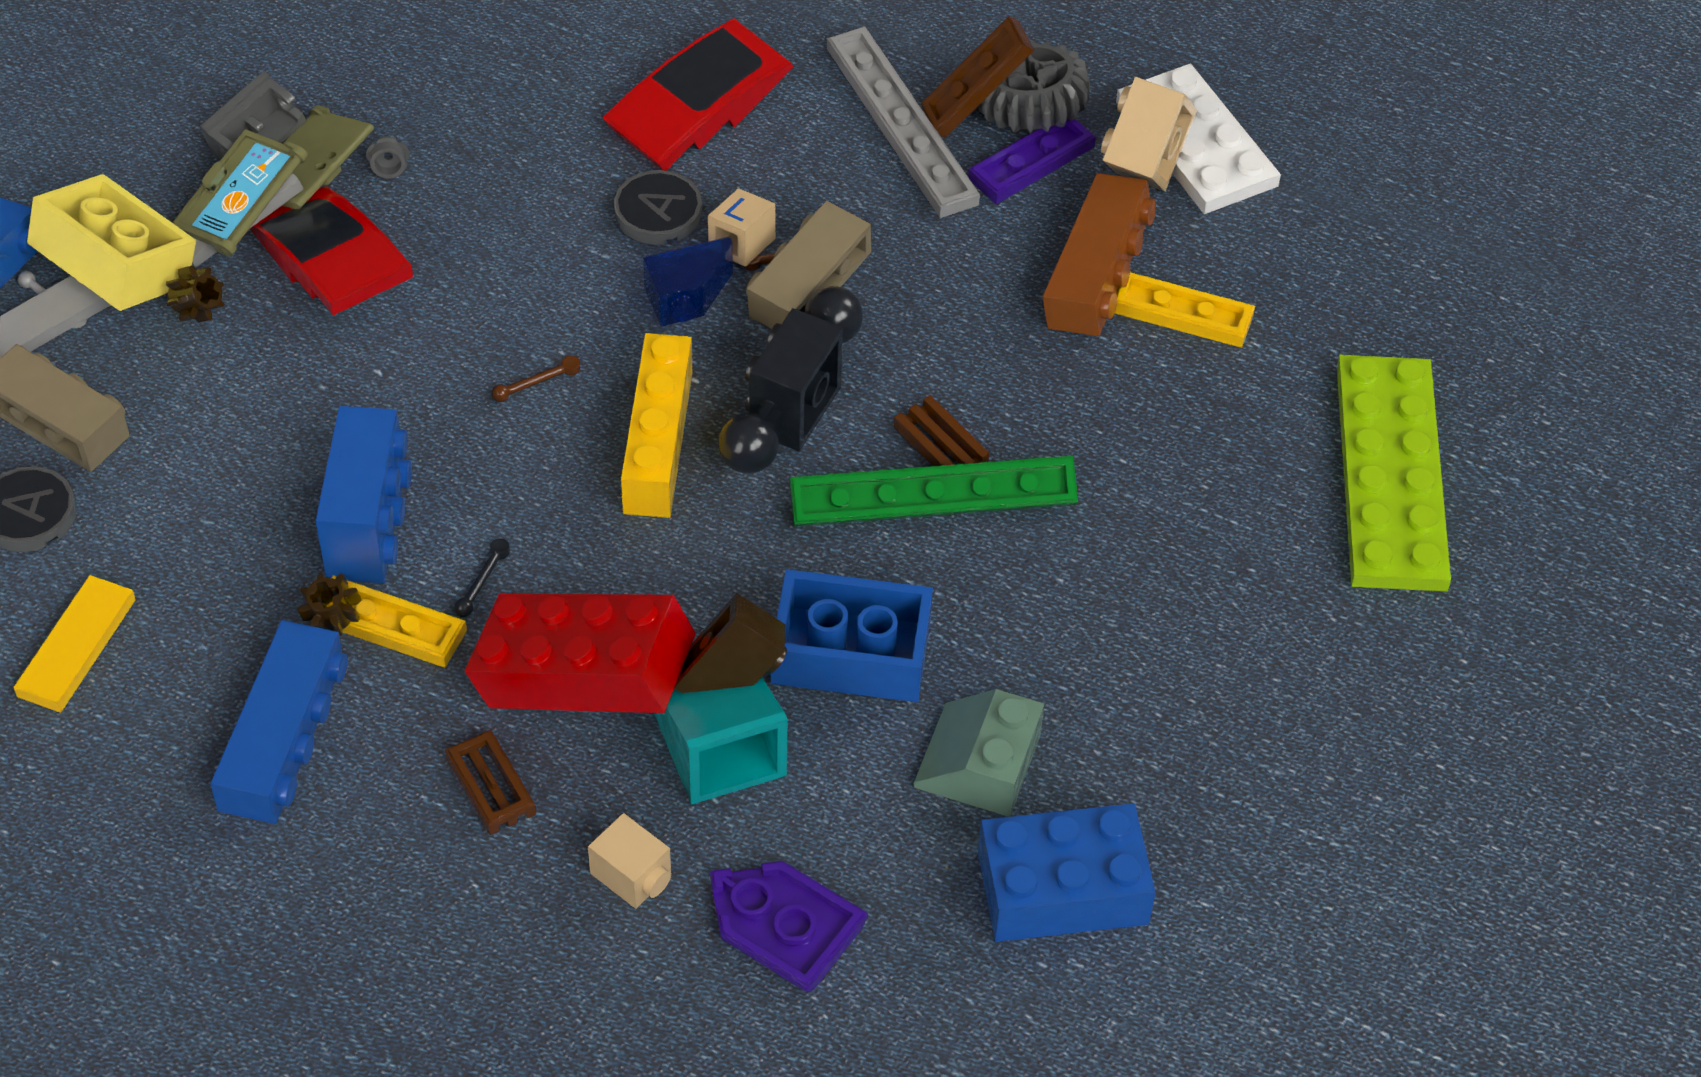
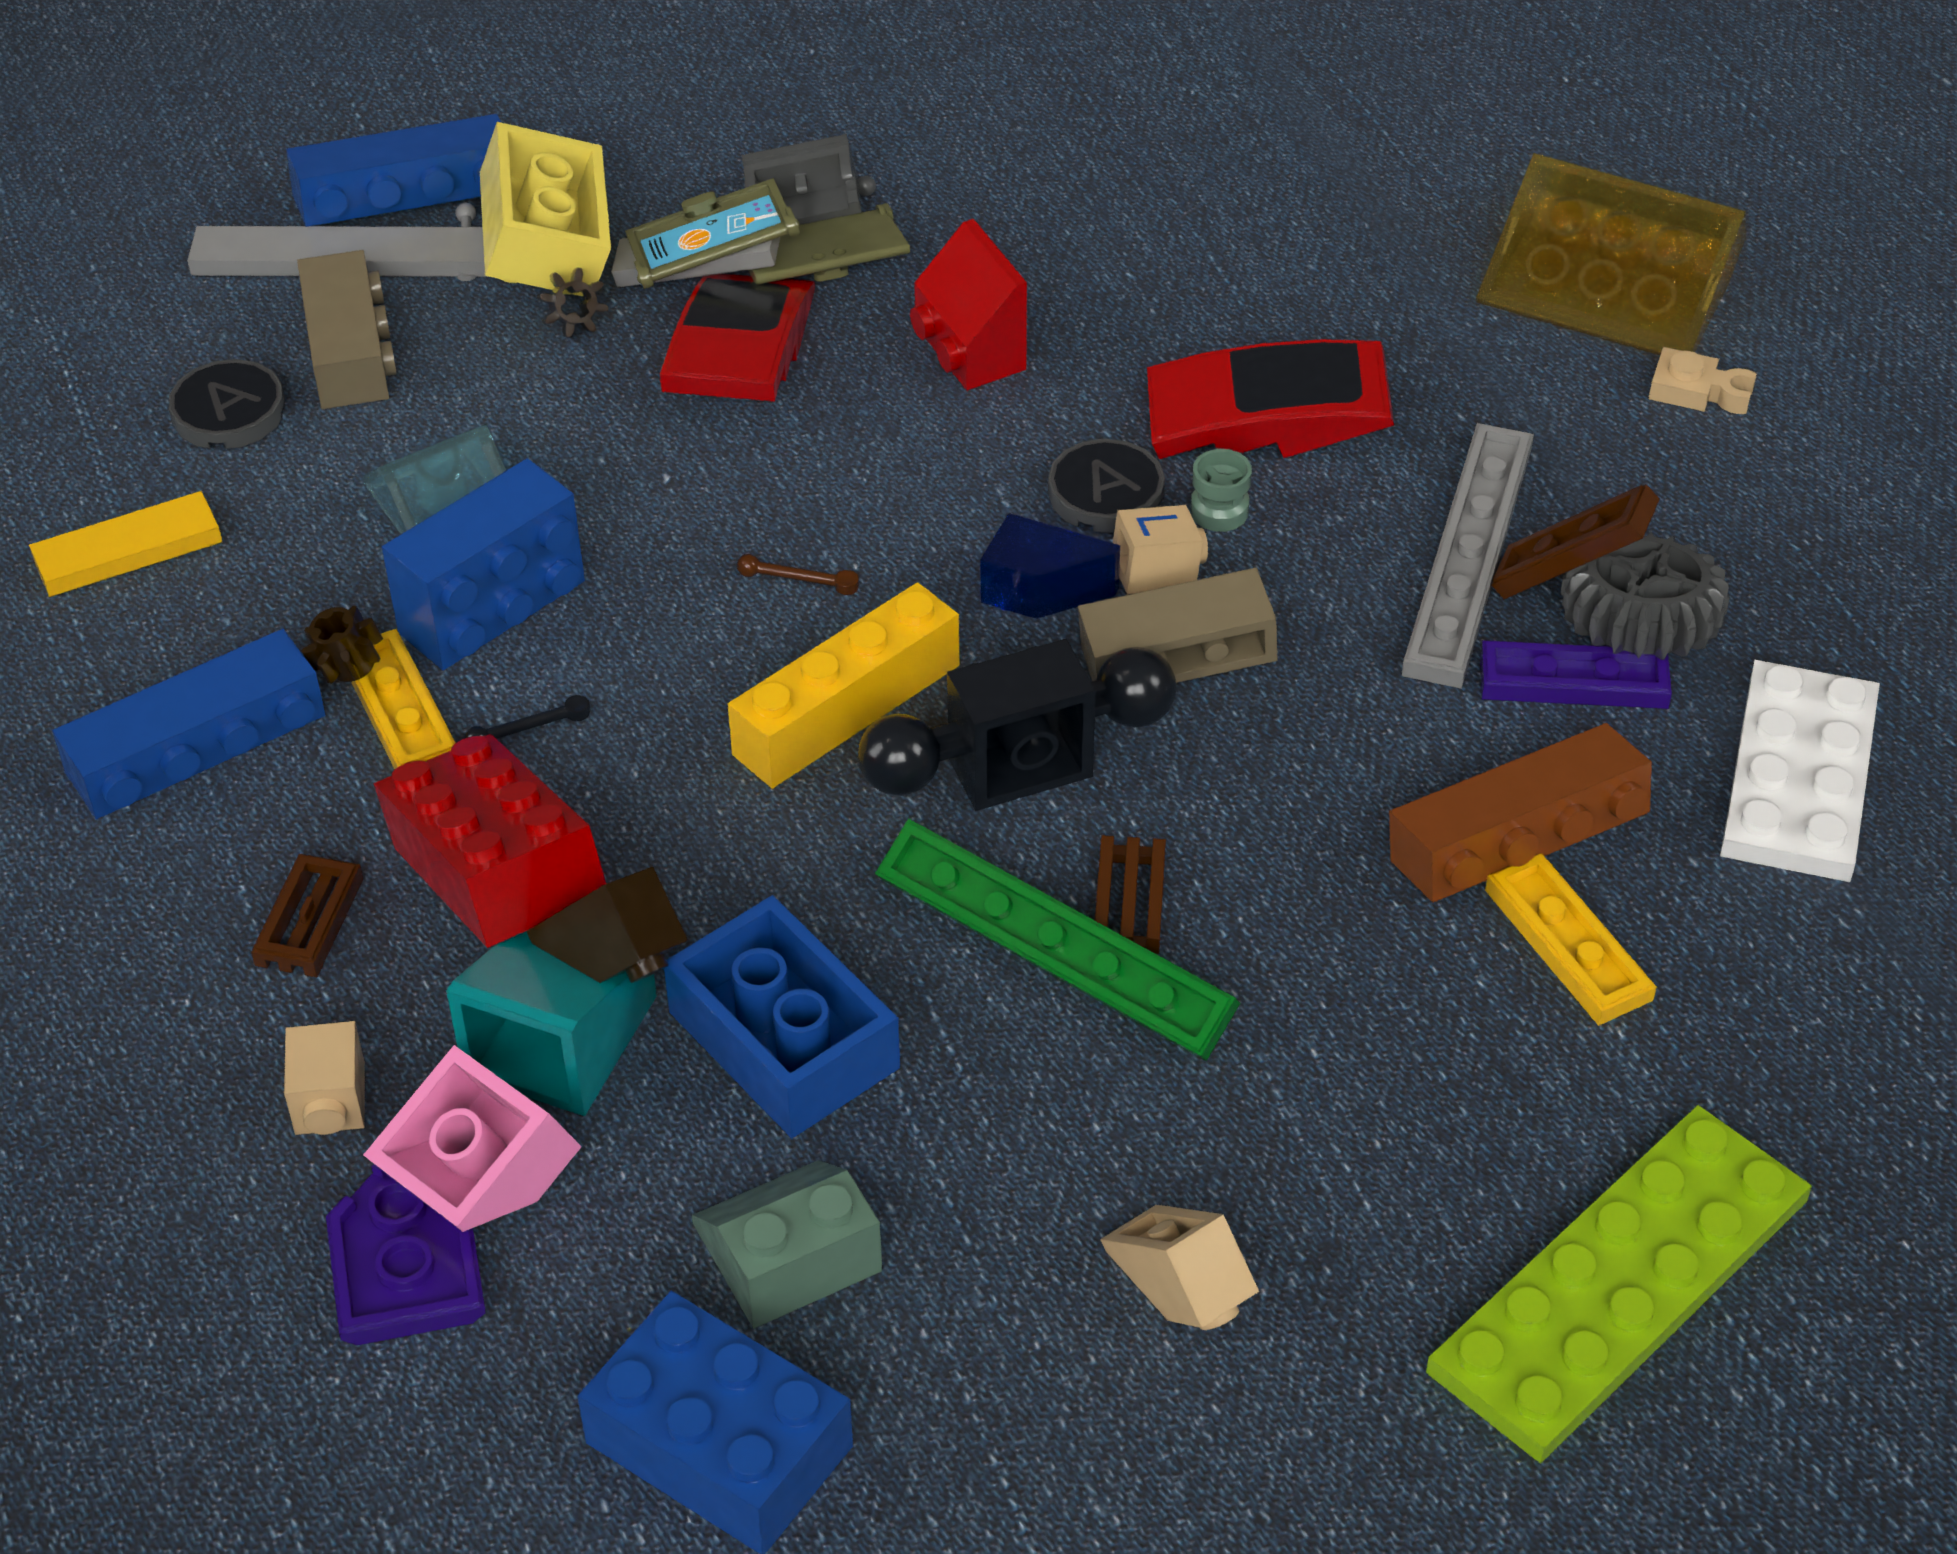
camera: 45 degrees right, 5 degrees down
(247, 467) = (434, 477): none -> clear light blue slope
(388, 166) = (894, 286): dark grey plate -> none
(468, 140) = (973, 309): none -> red slope
(734, 166) = (1221, 490): none -> sand green wheel
(767, 829) = (472, 1144): none -> bright pink slope
(1148, 132) = (1704, 713): tan brick -> none
(1193, 614) = (1184, 1264): none -> tan slope

